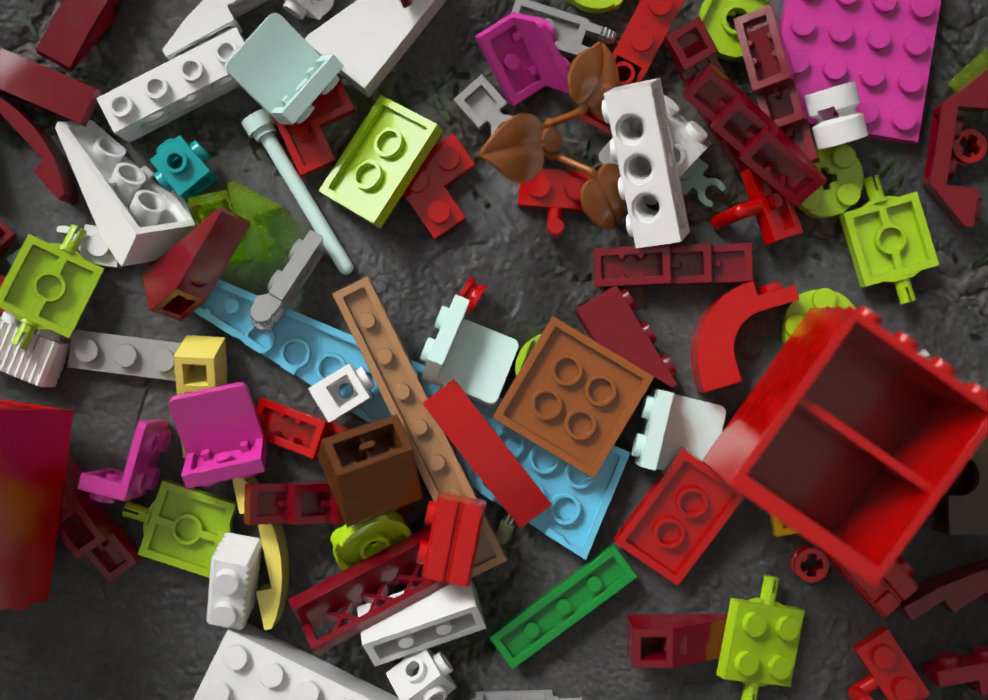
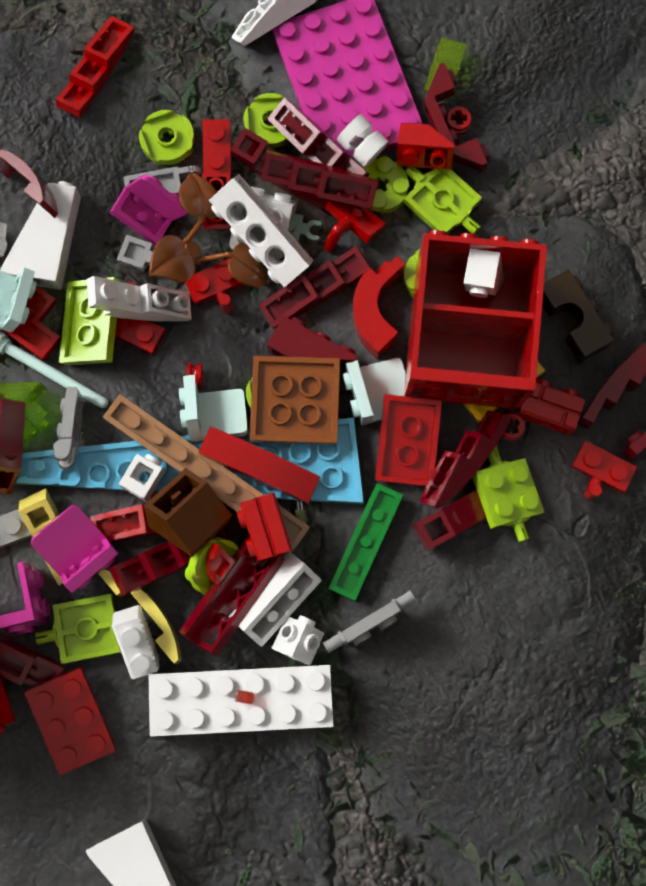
camera: 25 degrees left, 10 degrees down
(115, 624) = (70, 720): none -> red plate
(375, 547) = (218, 564): none -> red tile
(449, 170) = (138, 302): none -> white slope
(724, 584) = (459, 467): none -> dark red slope
(894, 389) = (483, 273): none -> white slope
(906, 163) = (423, 147): none -> red slope

